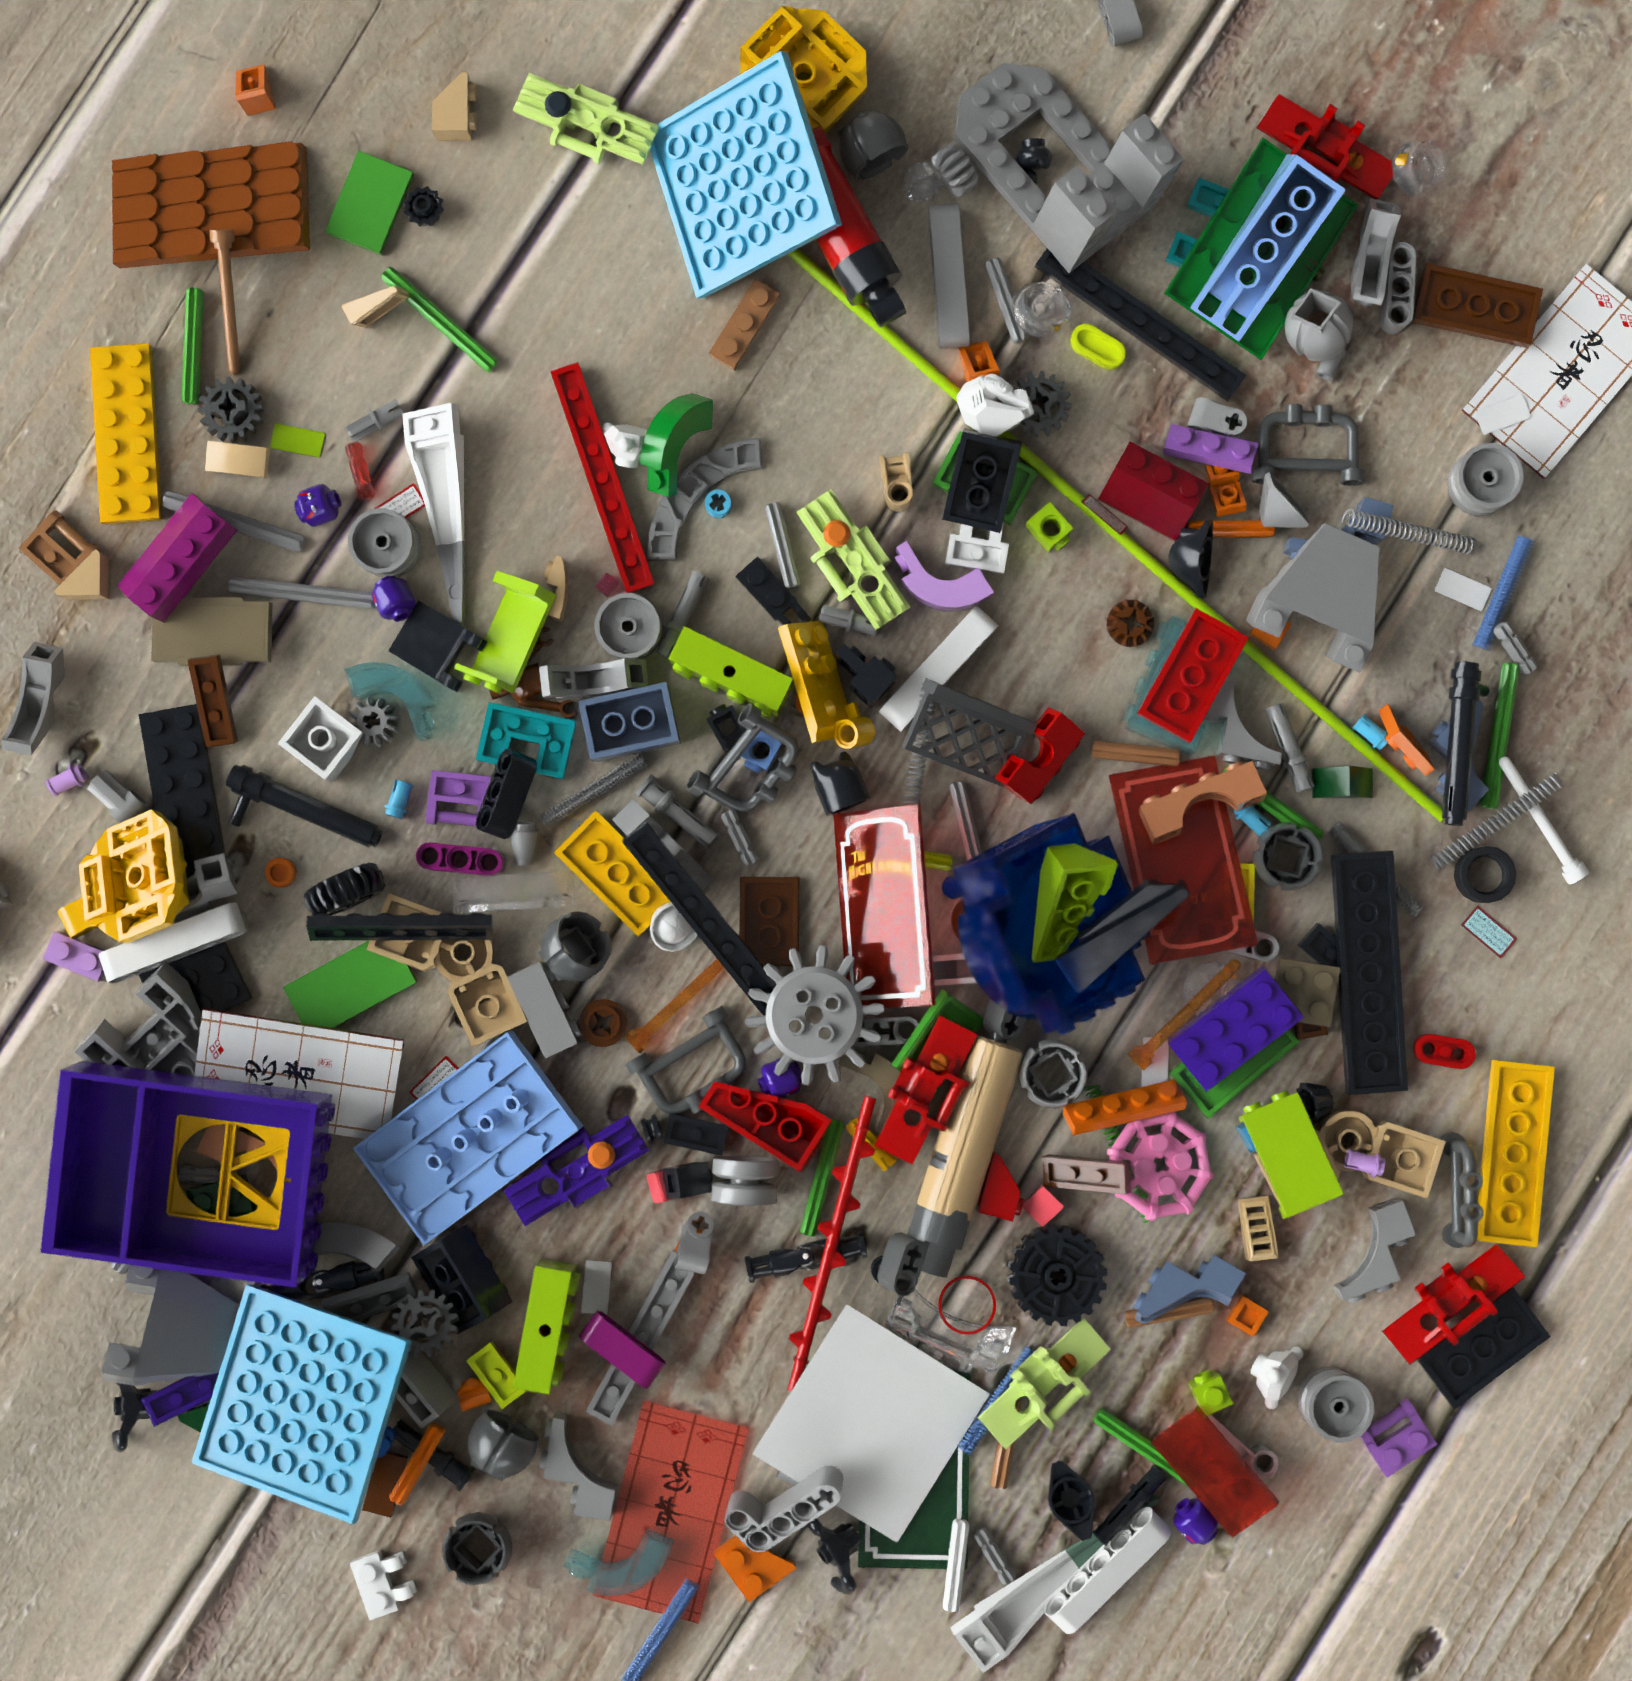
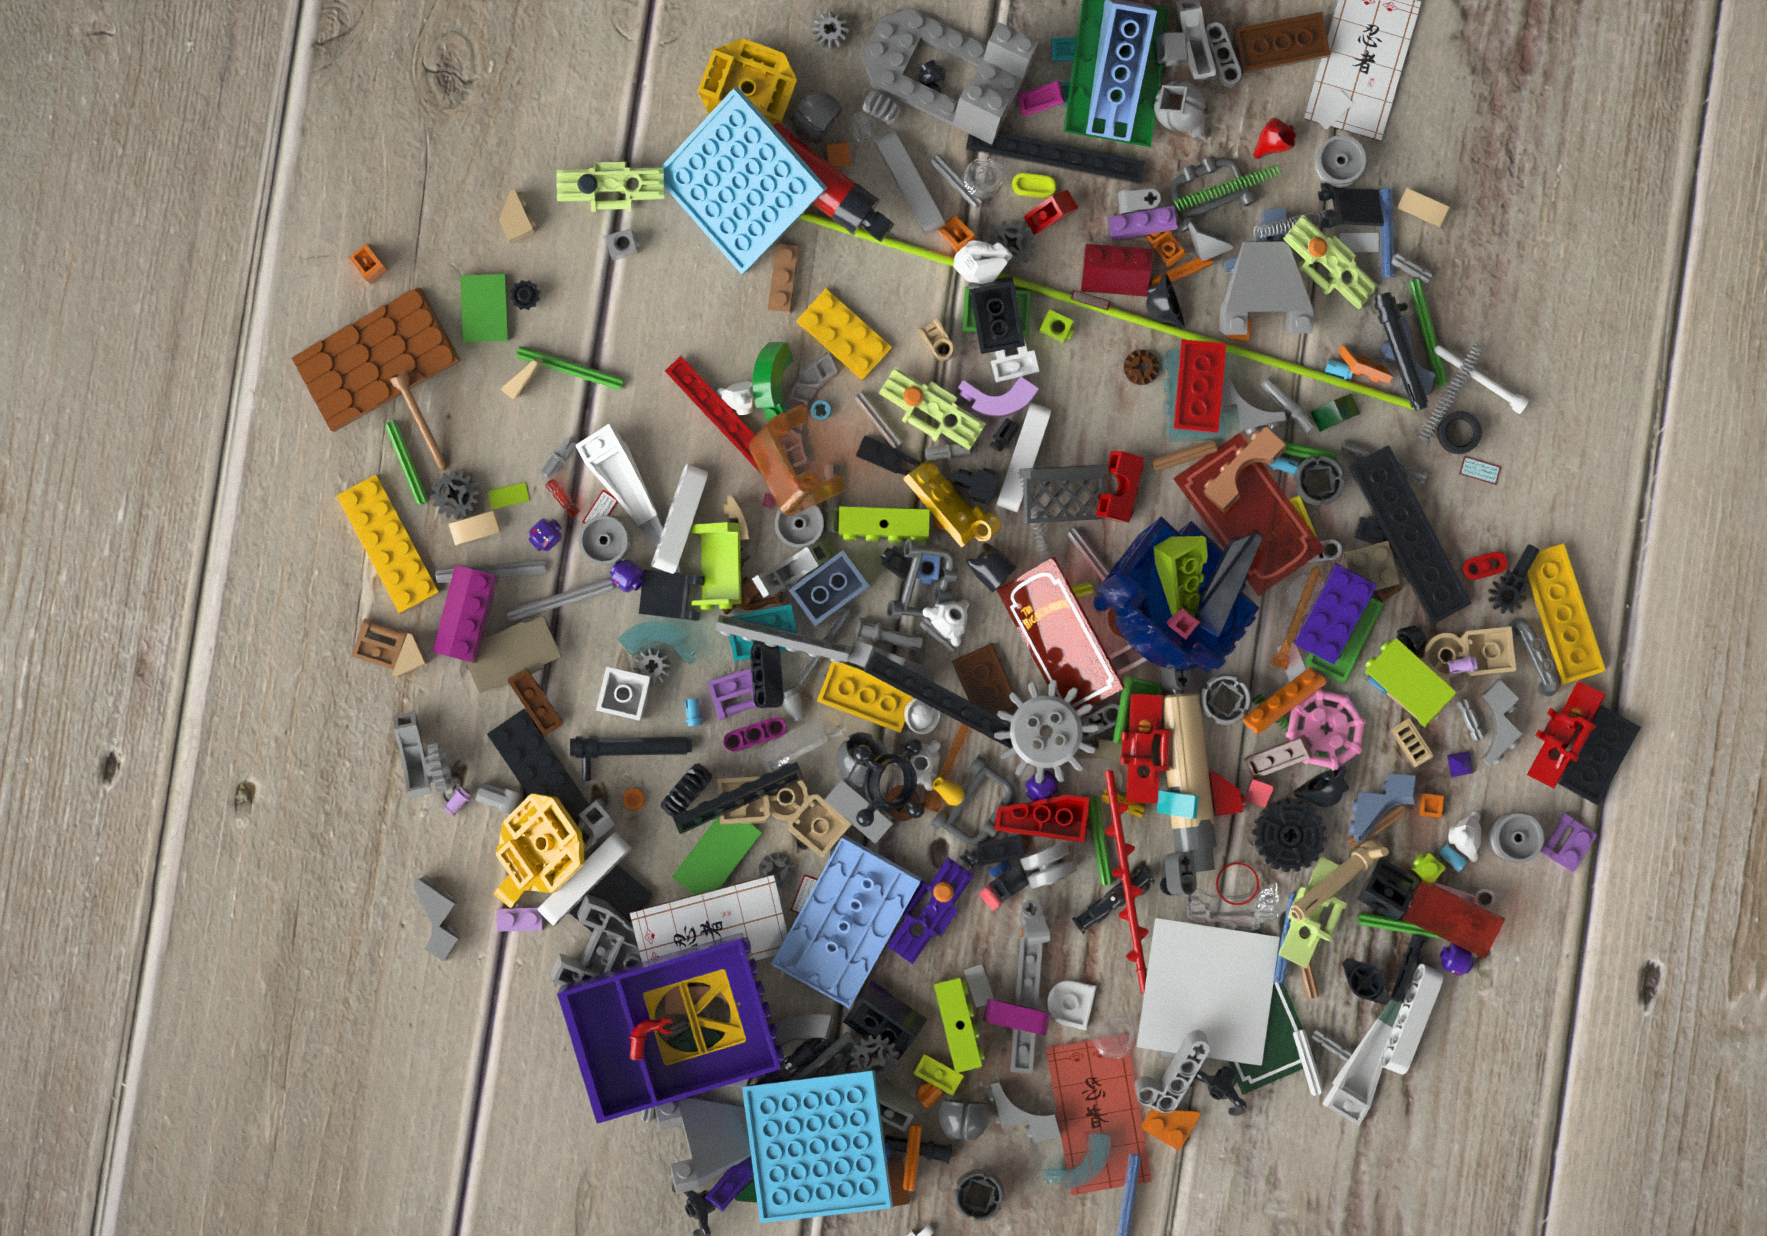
camera: 30 degrees left, 0 degrees up
(57, 727) = (438, 767): none -> light grey gear
(138, 1167) = (640, 1033): none -> red piece
(423, 1026) = (781, 860): none -> flat silver gear
(487, 557) = (679, 519): none -> white beam
(536, 751) = (773, 637): none -> light grey plate
(559, 188) = (612, 243): none -> light grey brick
(583, 965) = (872, 781): none -> black piece
(633, 581) = (790, 491): none -> clear orange windscreen
(646, 984) = (926, 764): none -> white rock
(665, 1034) = (949, 791): none -> yellow cone
(682, 1156) = (999, 869): none -> blue tile
(698, 1360) = (1071, 1003): none -> white tile
(732, 1426) = (1114, 1037): none -> clear hat
(759, 824) = (949, 619): none -> white rock
(787, 424) = (843, 334): none -> yellow plate
(879, 206) = (839, 154): none -> orange tile
(927, 631) = (999, 441): none -> black arm
(936, 1178) = (1177, 804): none -> slope
(937, 42) = (829, 22): none -> light grey gear
(1042, 957) = (1183, 623): none -> coral slope
(1104, 386) = (1050, 211): none -> red slope
(1126, 1236) = (1324, 788): none -> black hat
(1129, 1346) = (1360, 860): none -> tan cylinder
(1149, 1397) = (1388, 889): none -> black brick
(1154, 244) = (1041, 98): none -> dark pink tile
(1244, 1390) = (1452, 858): none -> medium azure pin
(1299, 443) = (1228, 187): none -> bright green piece
(1305, 1280) = (1460, 764): none -> dark purple slope
(1339, 251) = (1171, 48): none -> light grey brick
(1343, 1231) = (1470, 719): none -> light grey axle
(1417, 417) = (1274, 138): none -> red hat
(1428, 591) = (1335, 256): none -> yellowish green piece
(1473, 1088) = (1513, 581): none -> black gear
(1474, 540) = (1351, 206): none -> black flag
(1562, 581) = (1423, 207): none -> tan slope

